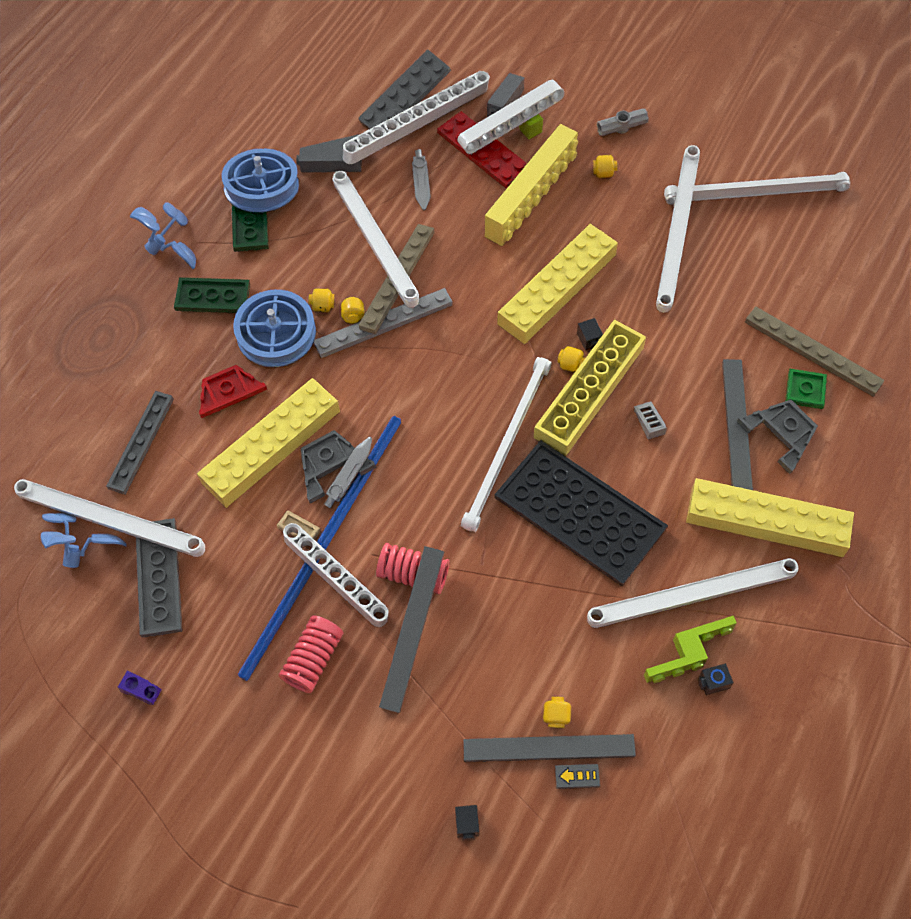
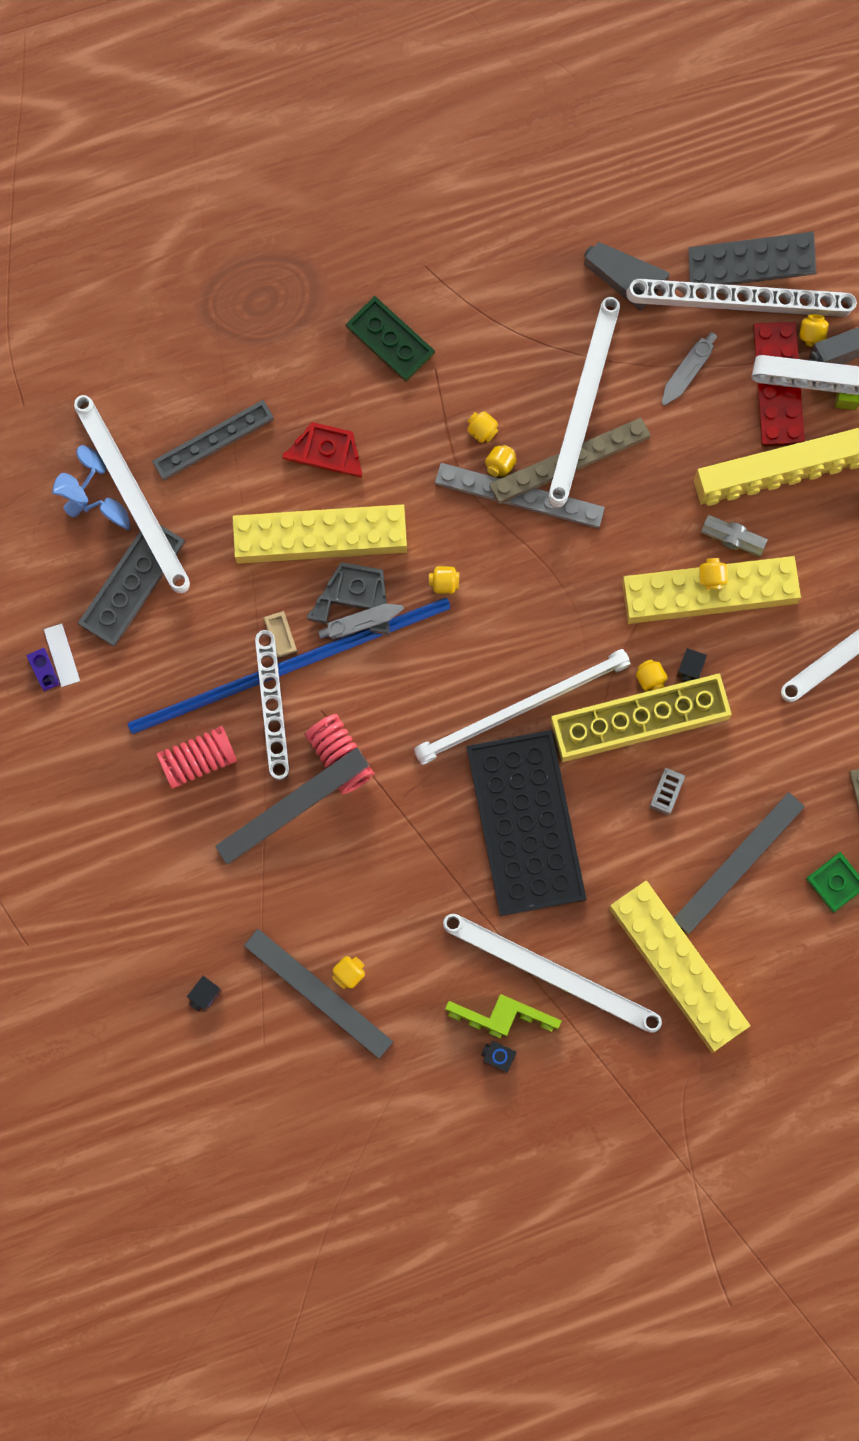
camera: 40 degrees right, 15 degrees up
(146, 669) = (61, 655): none -> white sticker
(156, 242) = (382, 220): medium blue plant -> none
(249, 230) = (489, 283): dark green plate -> none
(260, 180) = (532, 248): medium blue wheel -> none
(274, 328) = (416, 422): medium blue wheel -> none
(382, 405) = (444, 580): none -> yellow head
(476, 105) = (813, 329): none -> yellow head
(540, 244) = (734, 536): none -> light grey piece
(554, 264) = (713, 574): none -> yellow head
(577, 776) = (320, 1034): dark grey tile -> none
(788, 424) = (782, 902): dark grey wing -> none

